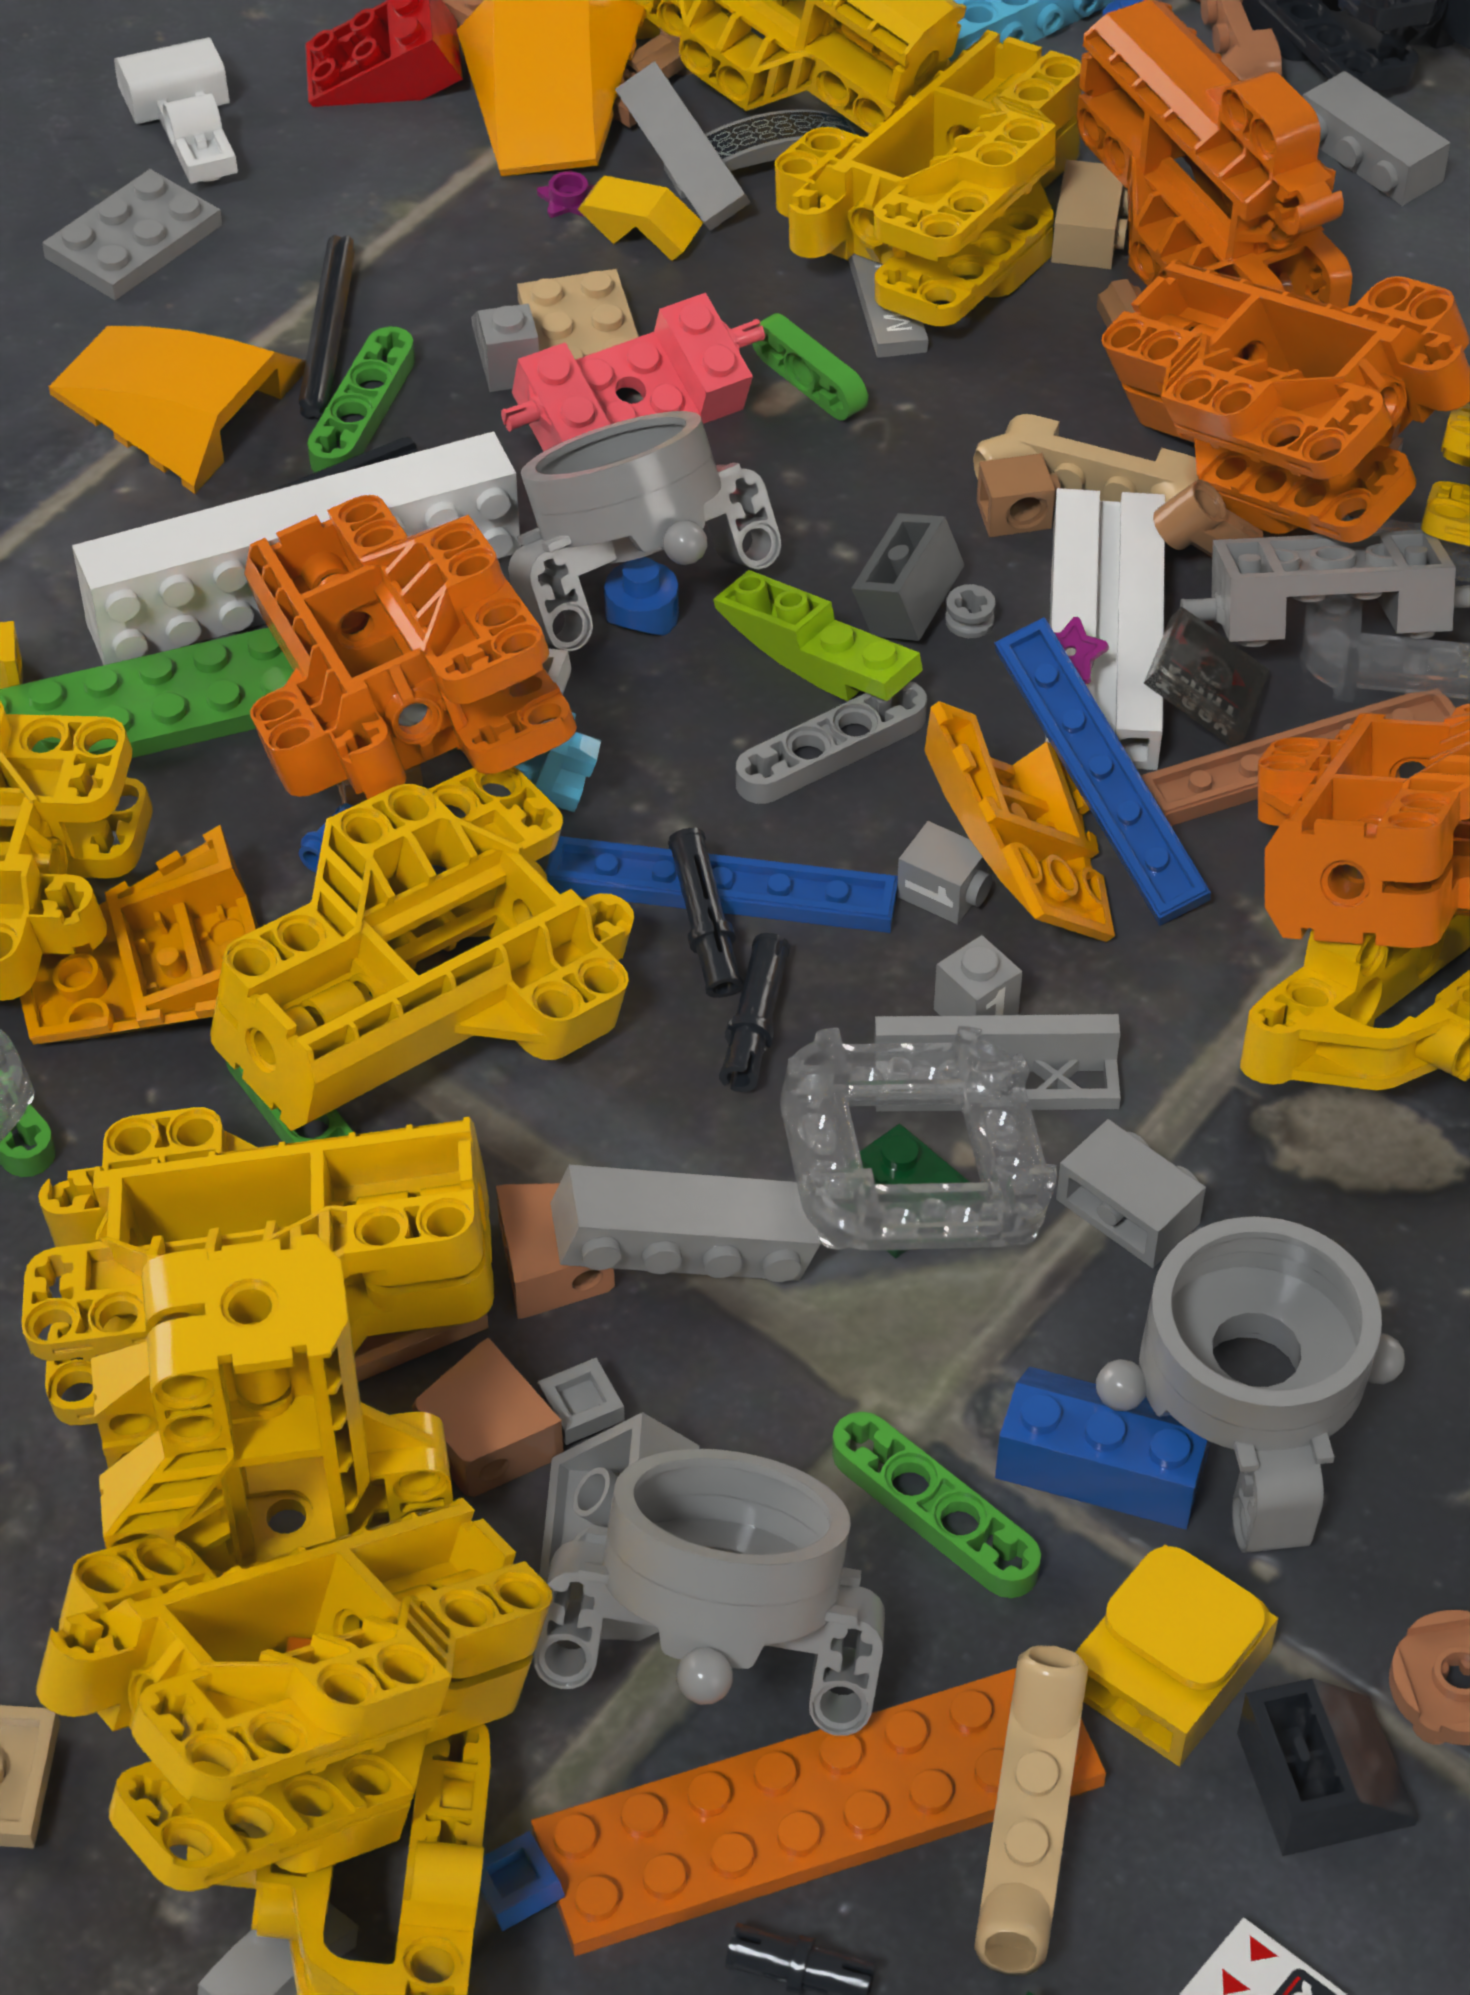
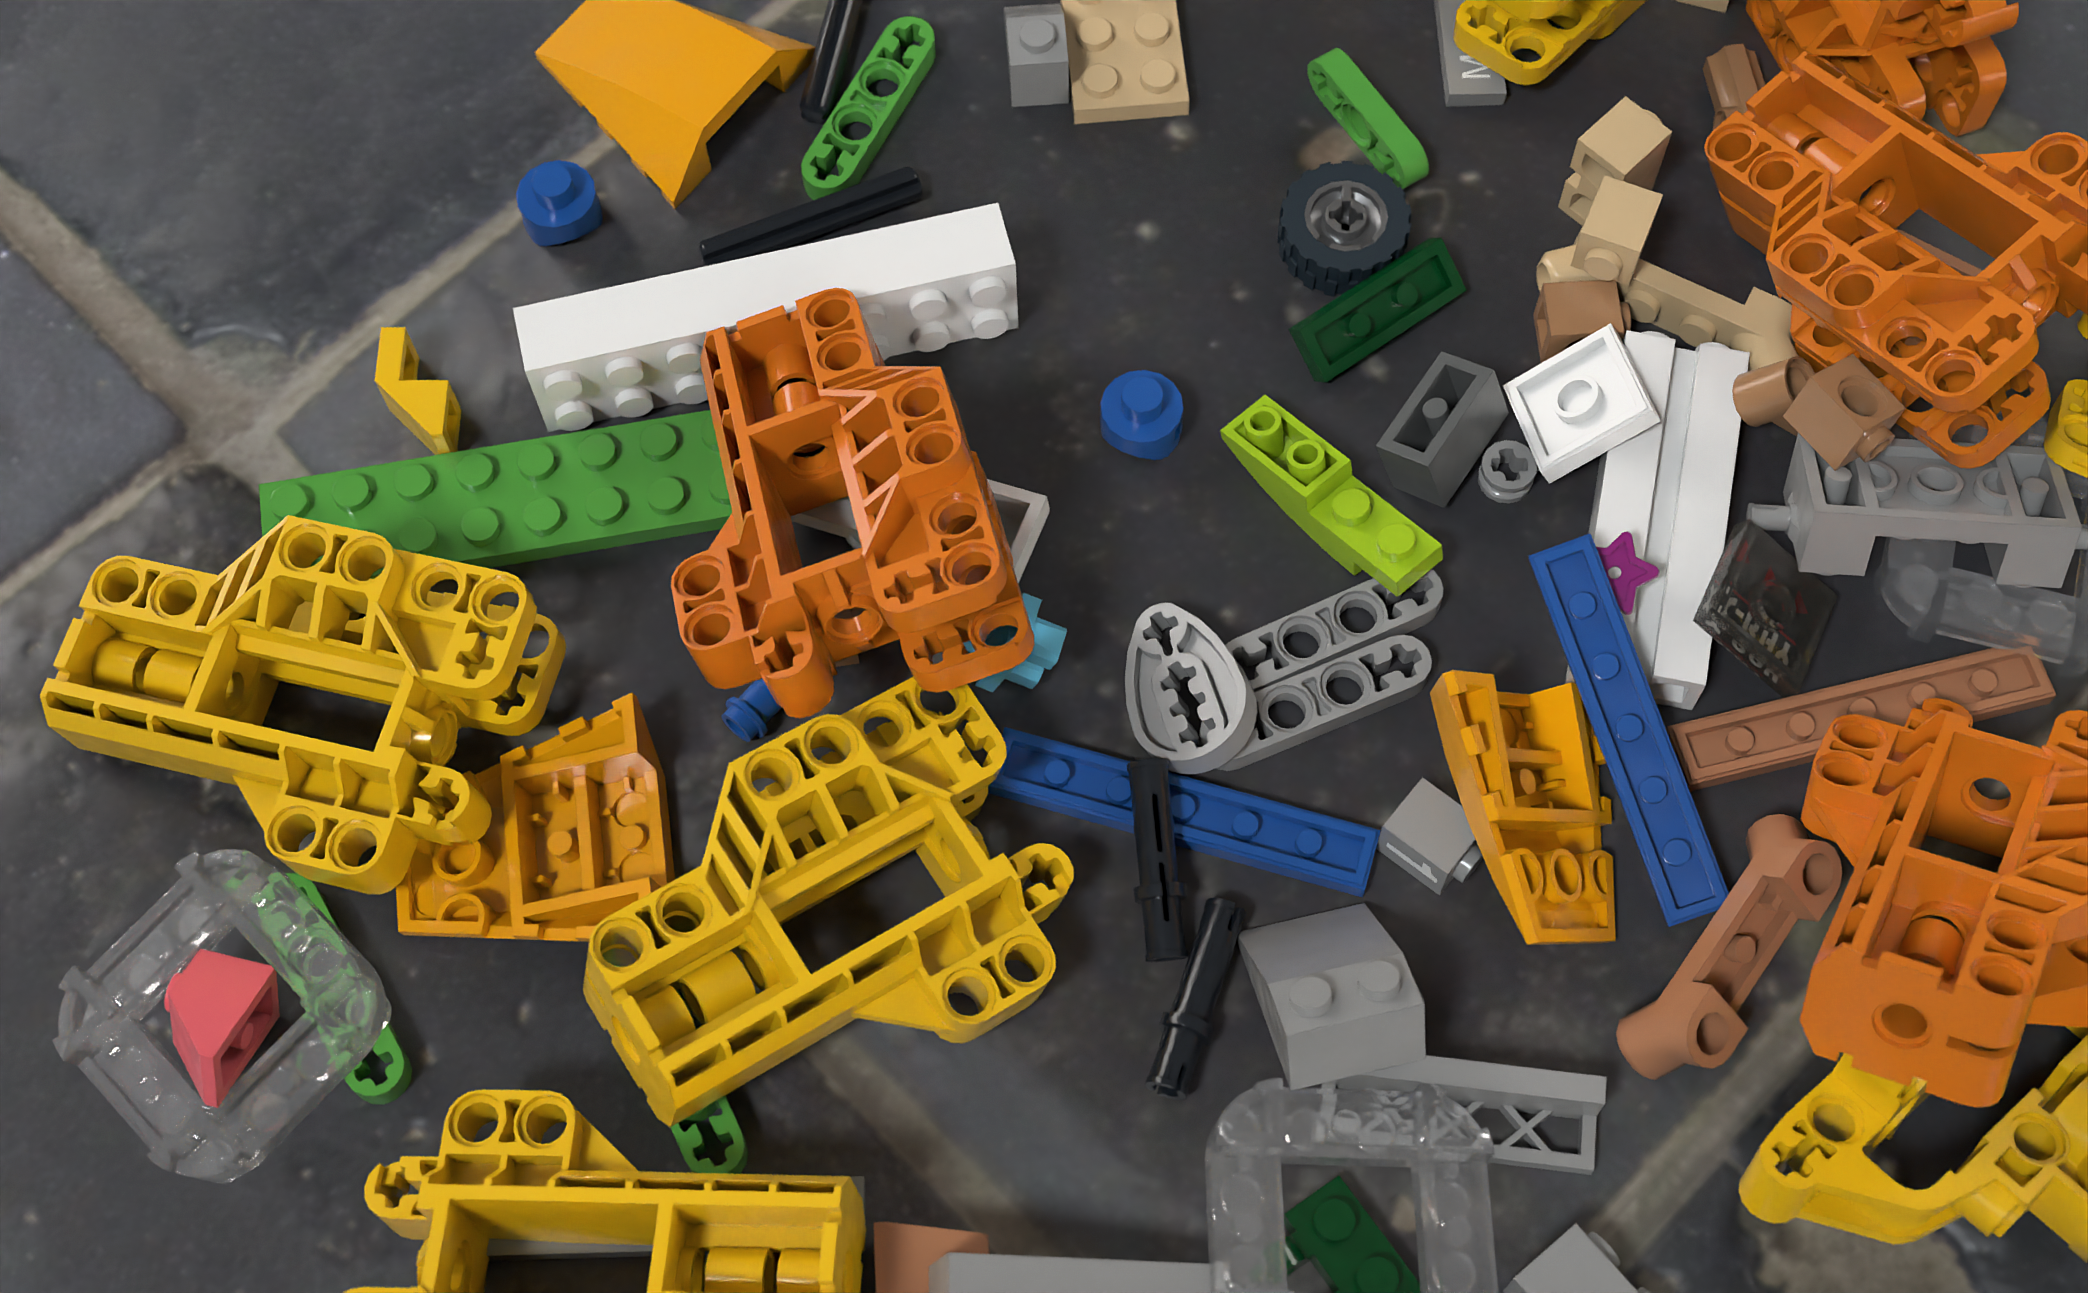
camera: 10 degrees right, 15 degrees up
(89, 491) = (558, 203): none -> blue piece
(627, 496) = (1140, 309): light grey piece -> none
(681, 366) = (1227, 119): coral brick -> none
(727, 764) = (1216, 682): none -> light grey piece
(801, 447) = (1313, 218): none -> black wheel
(821, 786) = (1323, 713): none -> light grey beam
(840, 501) = (1377, 309): none -> dark green plate
(880, 982) = (1335, 995): none -> light grey slope
(977, 982) = (1456, 1007): light grey brick -> none
(1025, 545) = (1580, 403): none -> white tile
(1032, 369) = (1621, 145): none -> tan brick
(1035, 410) = (1616, 230): none -> tan brick
(1197, 948) = (1698, 1009): none -> nougat plate
(1246, 509) = (1845, 413): none -> medium nougat brick

